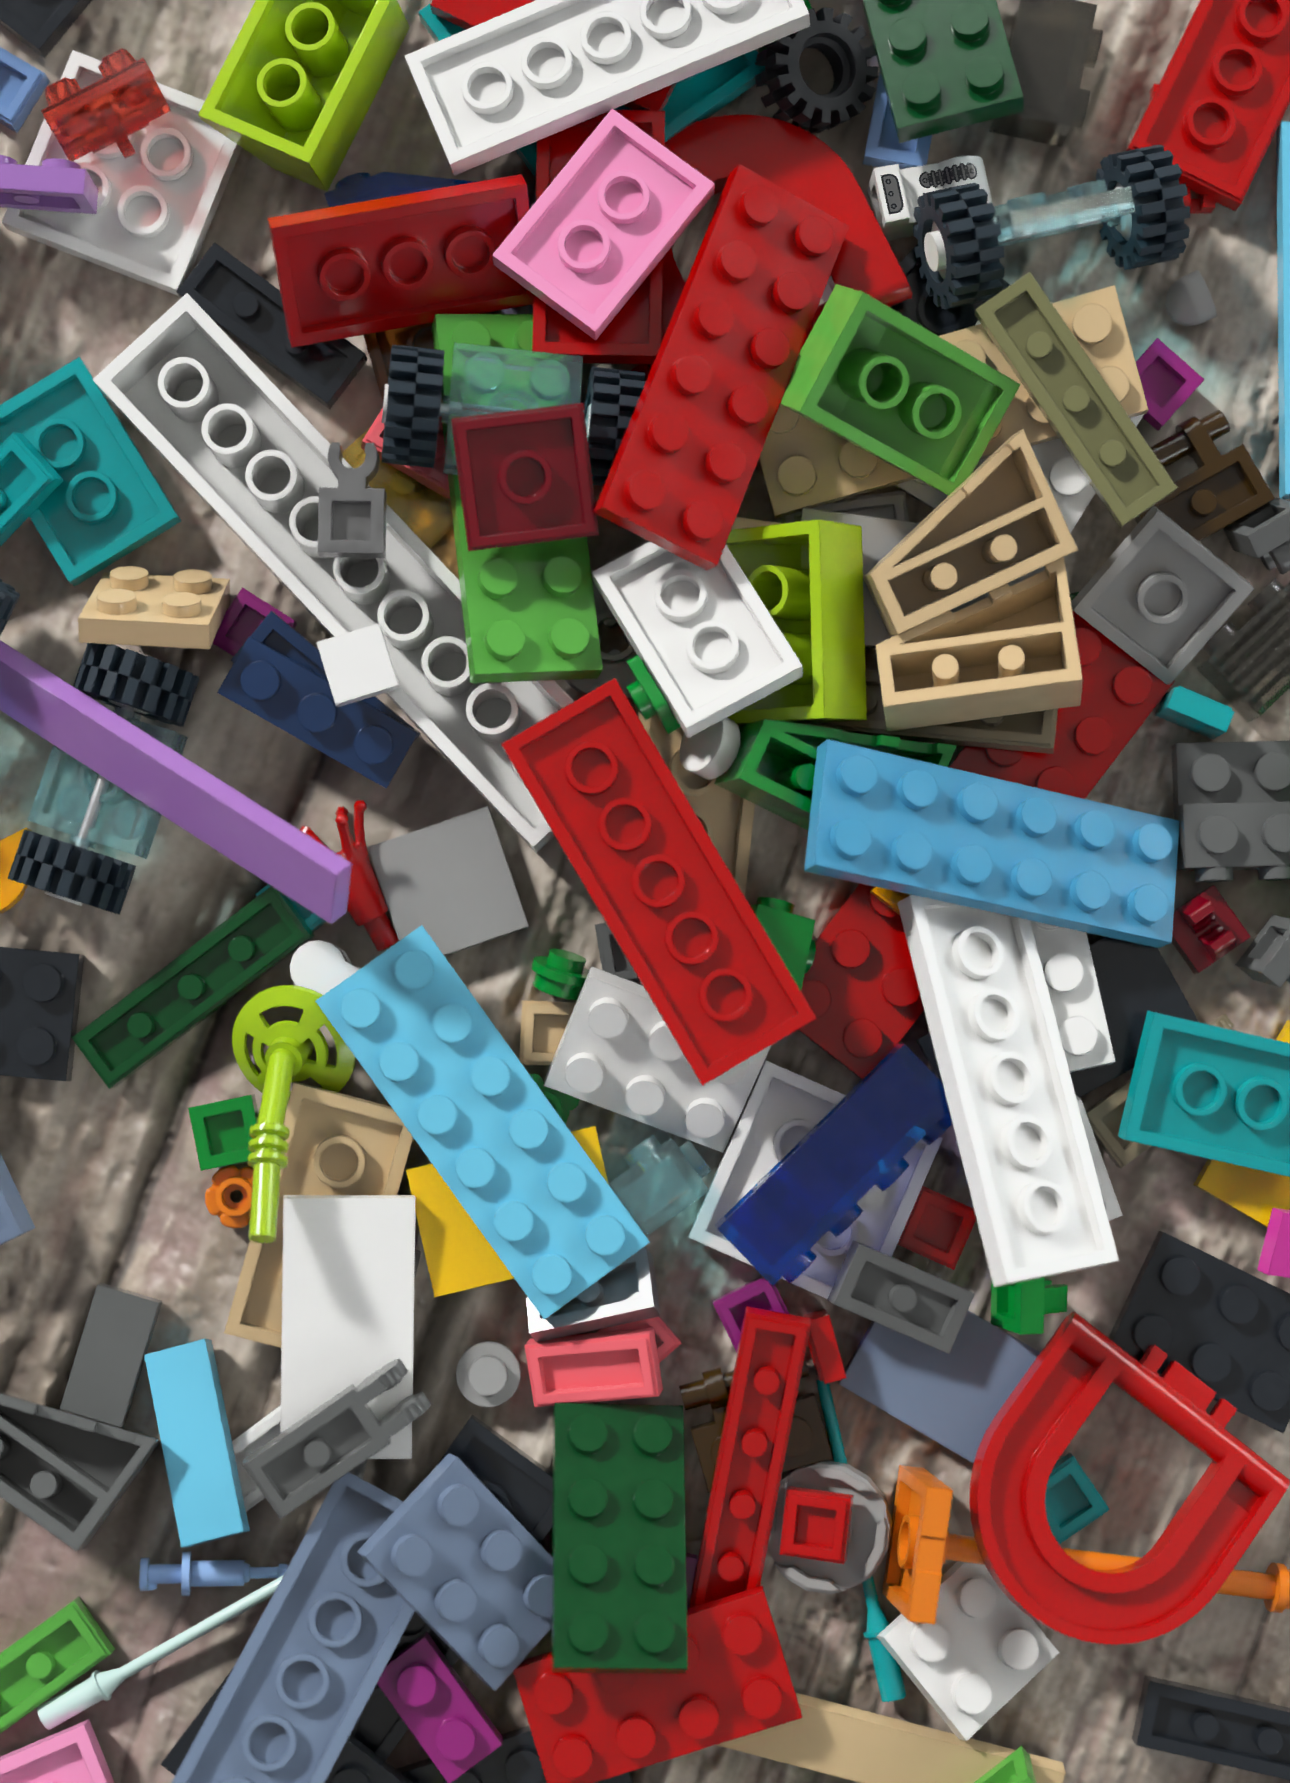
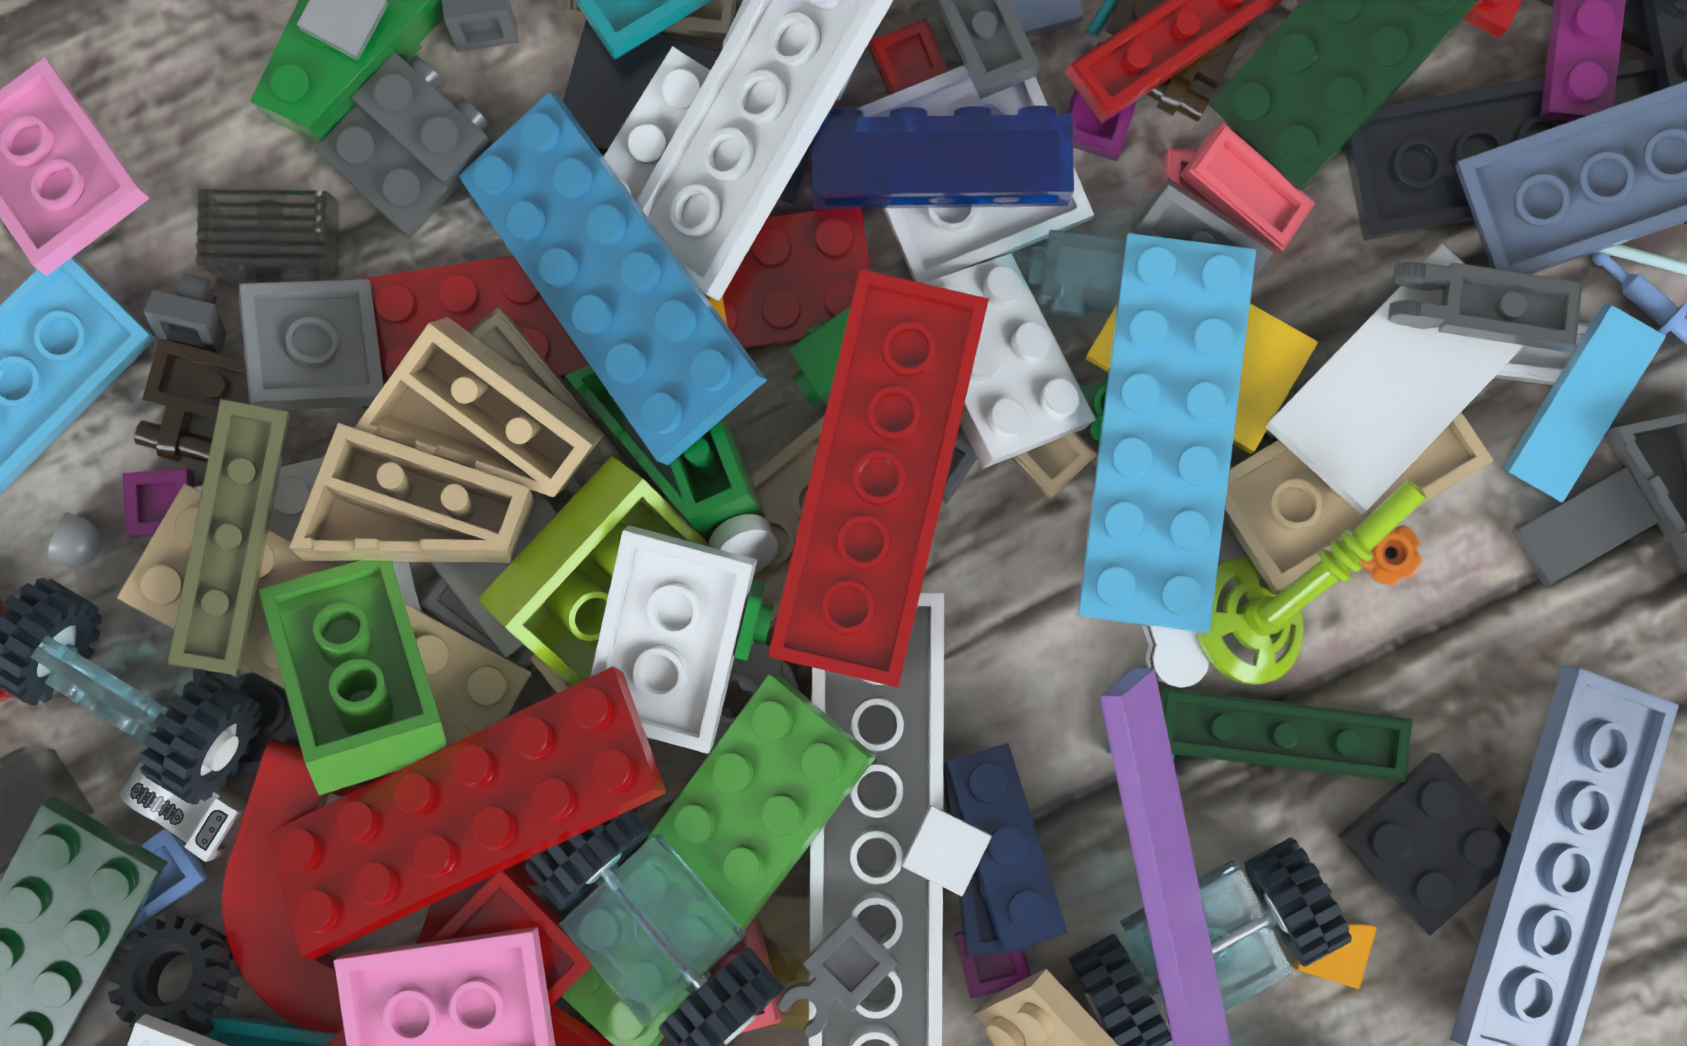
camera: 135 degrees left, 0 degrees up
(223, 1131) = (1356, 607): green plate -> none
(365, 897) = (1084, 709): red piece -> none
(450, 882) = (1024, 632): light grey tile -> none
(467, 1570) = (1478, 126): sand blue plate -> none
(488, 1374) = (1326, 256): light grey plate -> none
(525, 476) = (690, 870): dark red tile -> none
(560, 973) = (1006, 488): green plate -> none
(824, 1348) = (1070, 48): red tile -> none
(1195, 712) = (369, 240): teal tile -> none
(1206, 929) = (514, 83): dark red tile -> none

